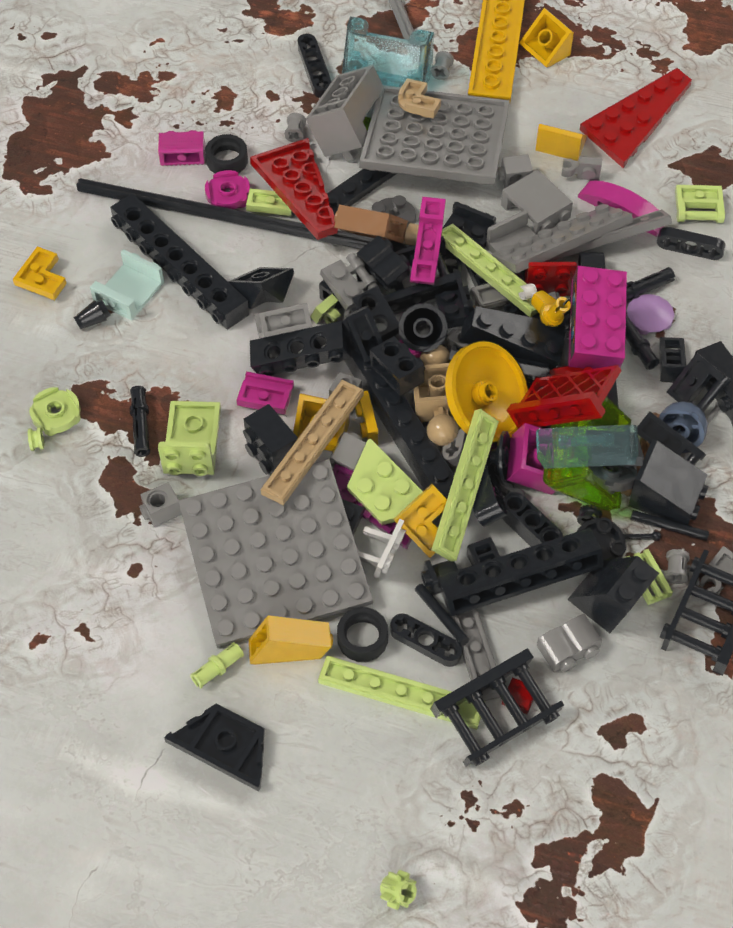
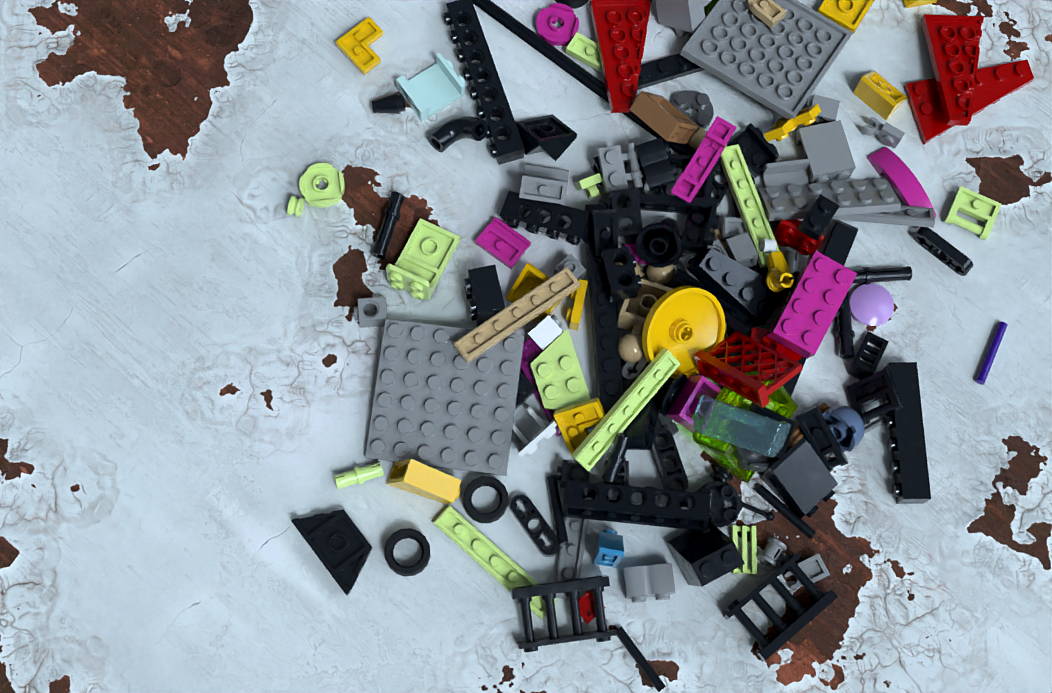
camera: 15 degrees right, 15 degrees up
(172, 310) = (458, 129): none -> black cylinder
(304, 698) = (404, 534): none -> black tyre
(478, 534) = (616, 457): none -> black pin
(490, 192) = (783, 126): none -> yellow plate
(505, 302) = (741, 249): none -> light grey brick
(514, 628) = (608, 548): none -> dark azure slope
(562, 248) = (818, 217): none -> black plate
(600, 724) = (640, 659): none -> black bar
(615, 88) = (954, 59): none -> red wing

